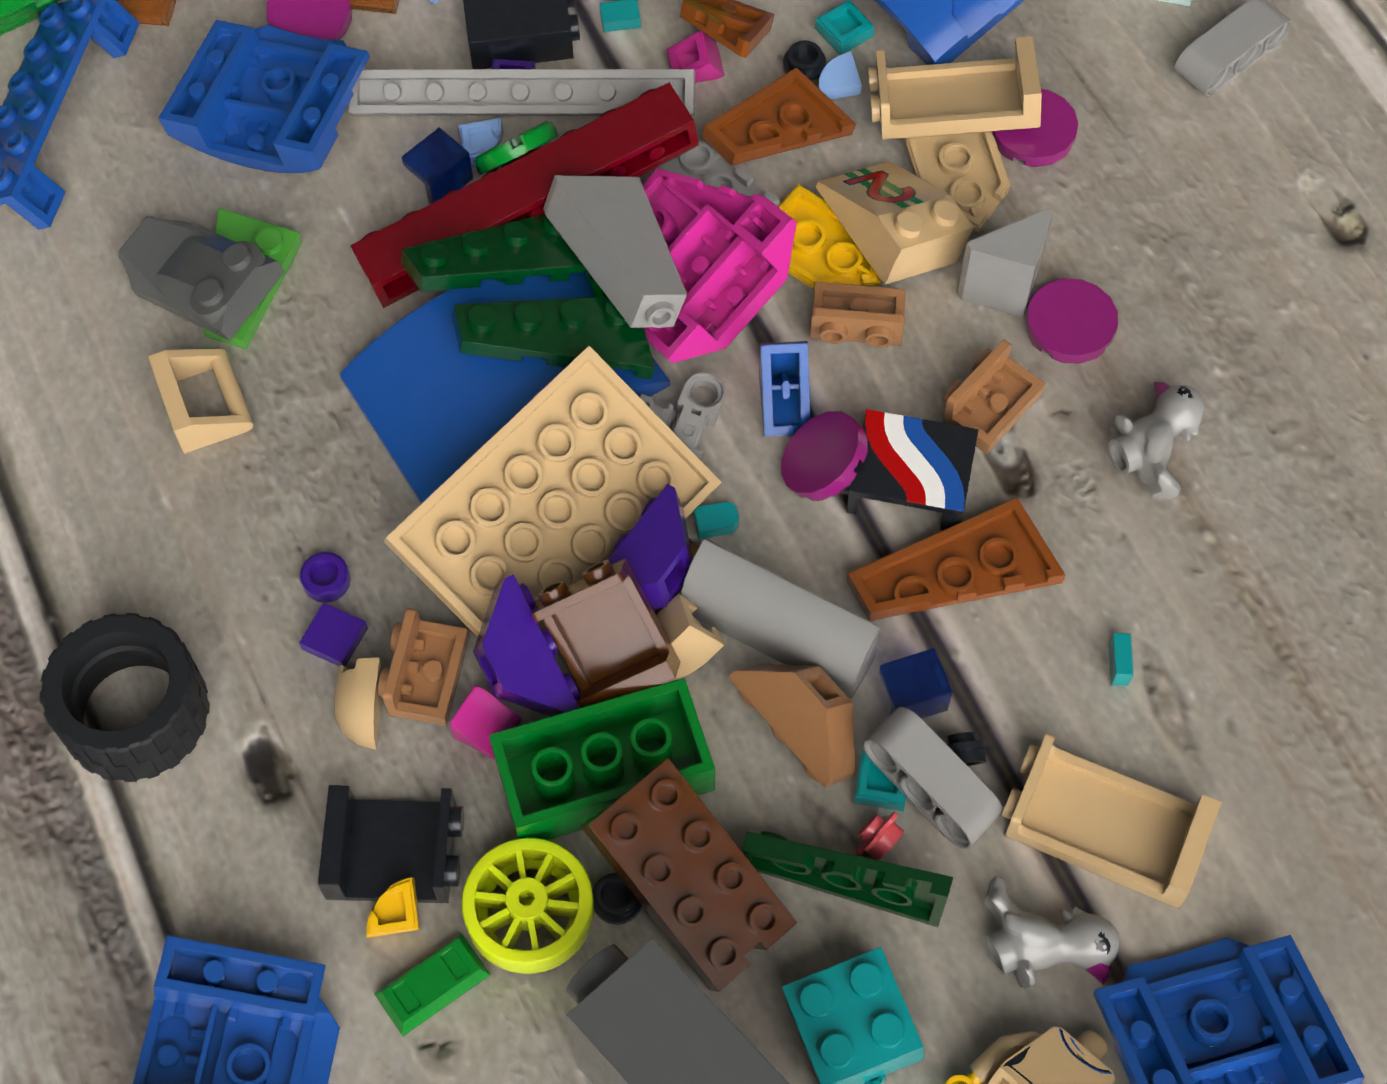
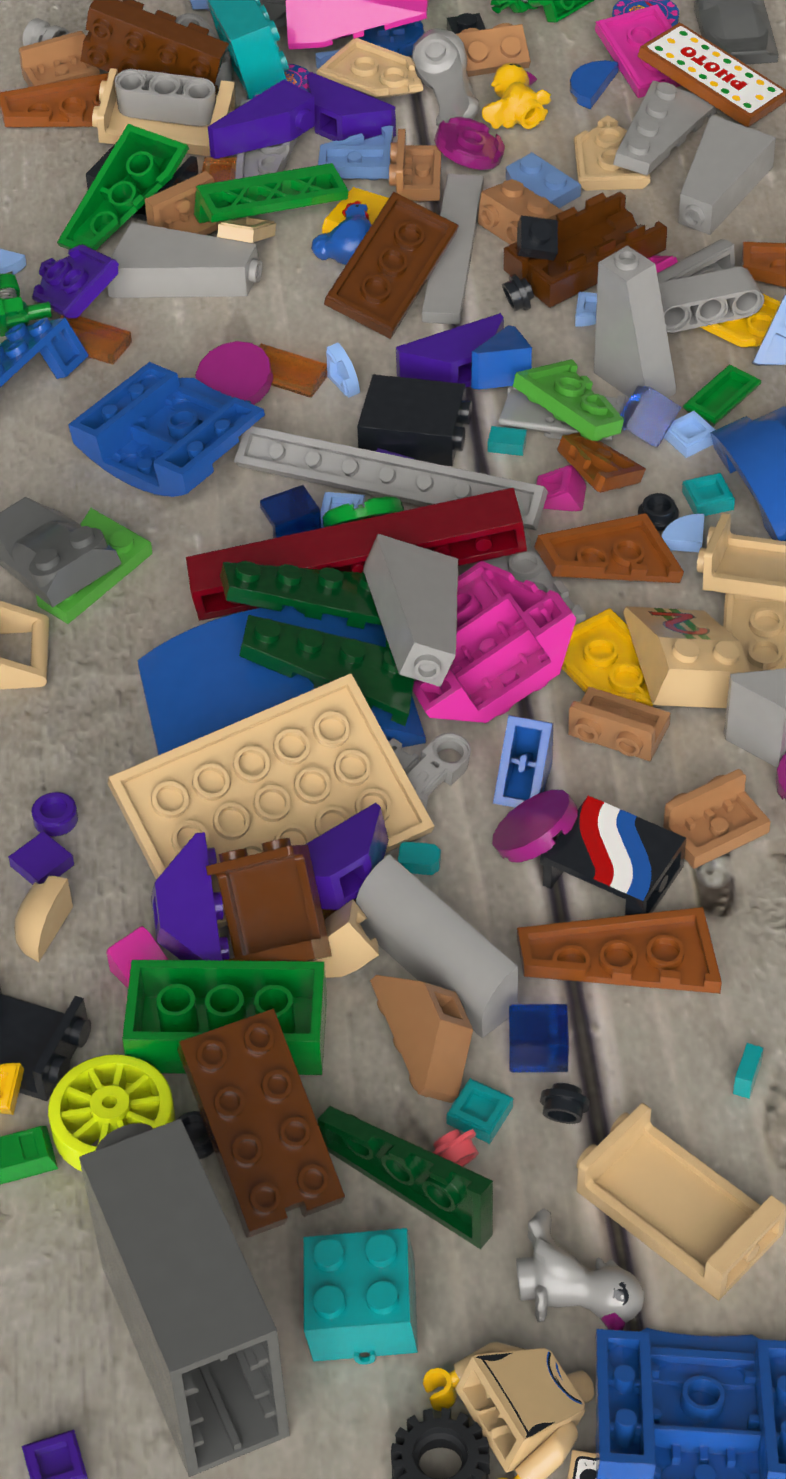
camera: 20 degrees right, 15 degrees down
(423, 669) = (103, 903): medium nougat bracket -> none
(933, 777) = (522, 1113): light grey beam -> none

